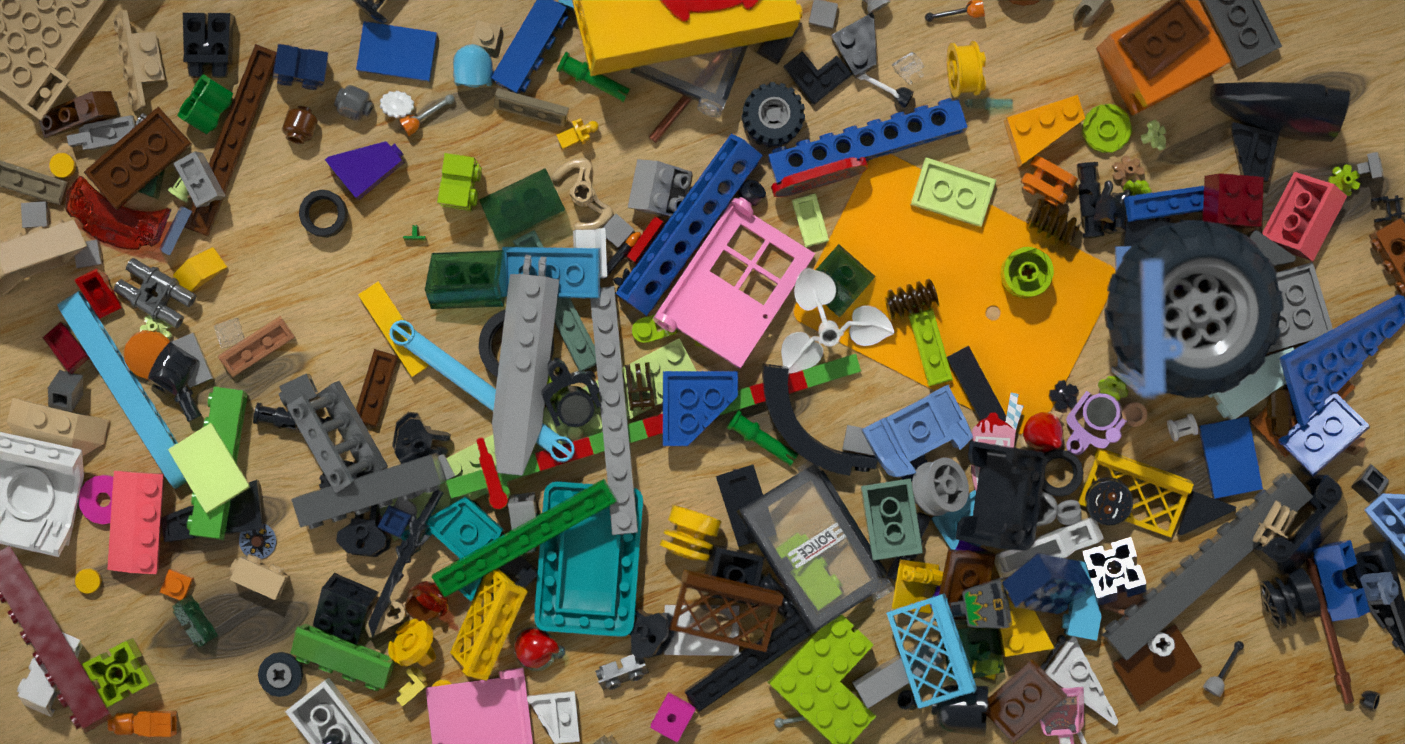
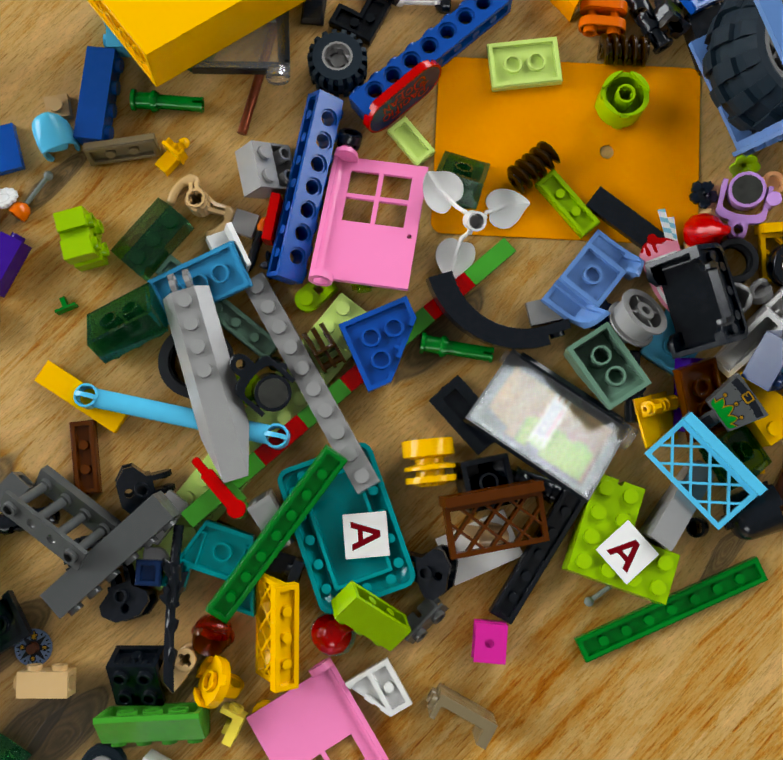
camera: 15 degrees left, 5 degrees down
(576, 647) = (370, 616): none -> lime brick
(603, 574) = (366, 535): none -> white sticker
(829, 692) = (627, 552): none -> white sticker

